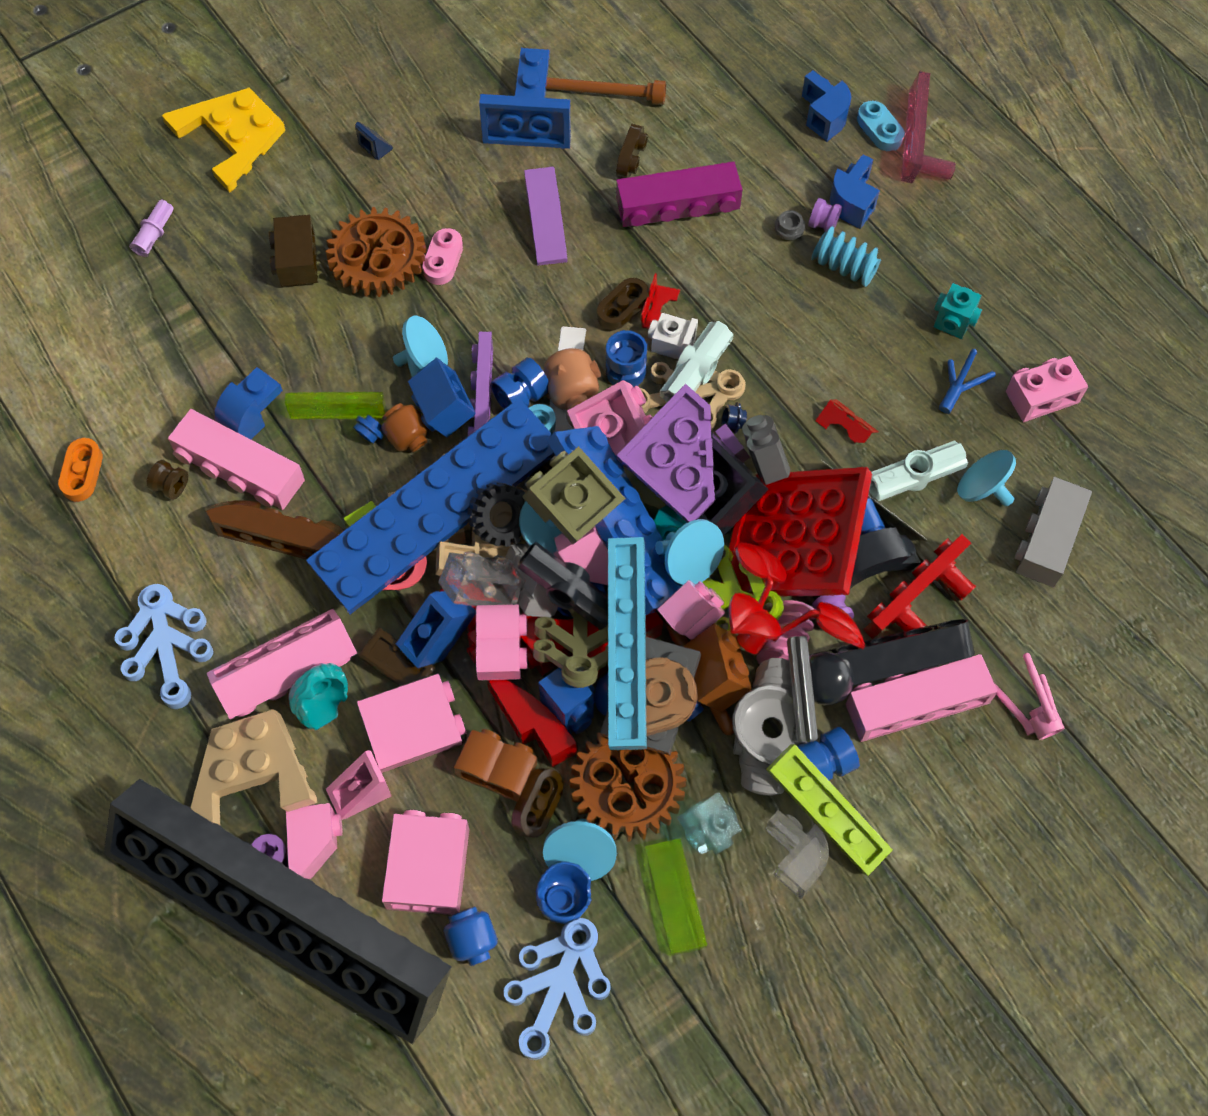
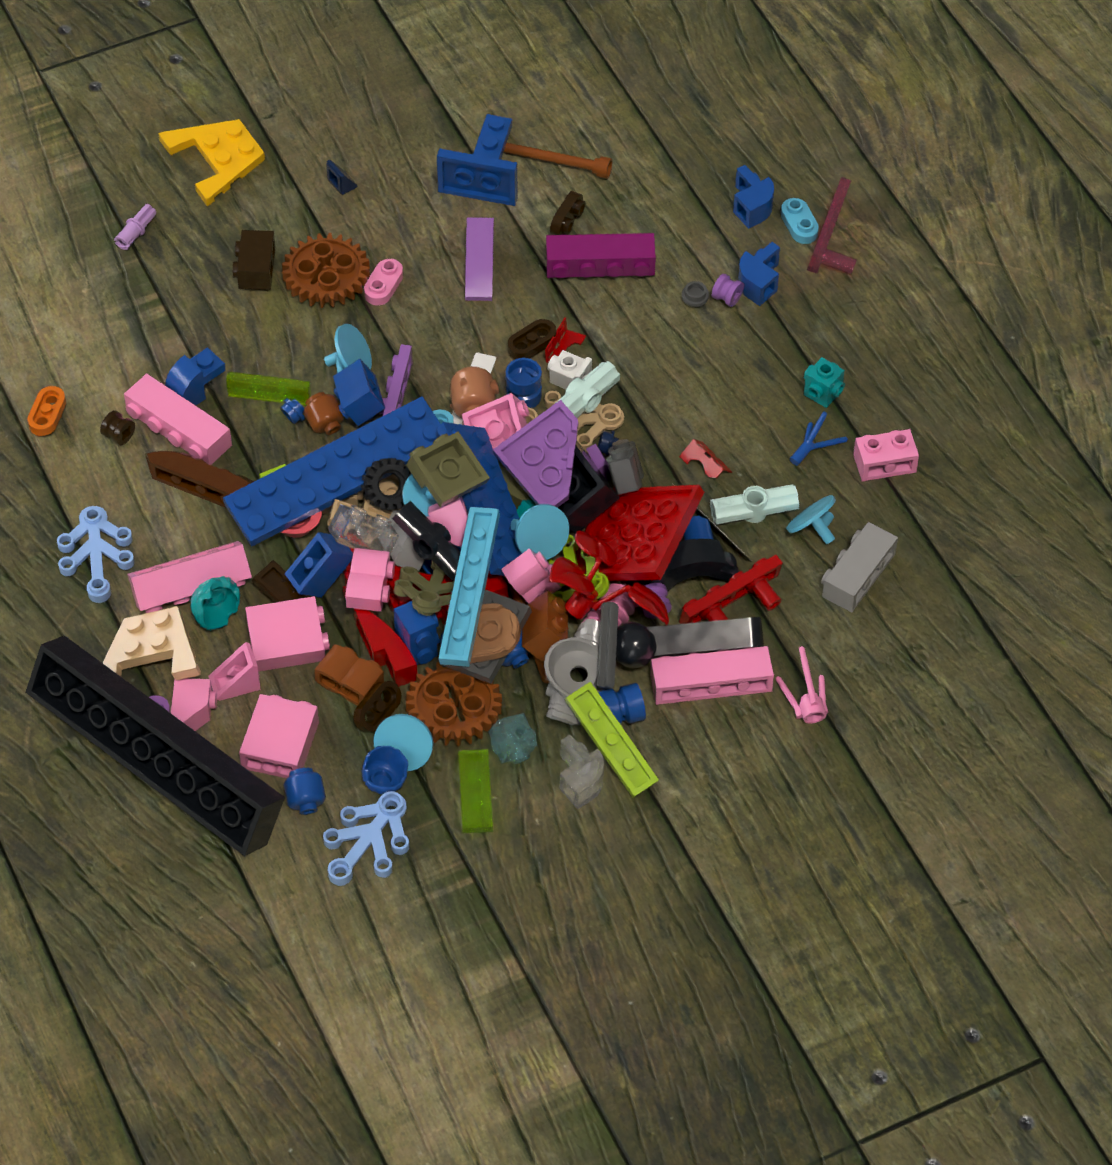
camera: 10 degrees right, 10 degrees down
(525, 382) = (434, 389): blue wheel -> none
(846, 256) = (738, 326): medium azure piece -> none

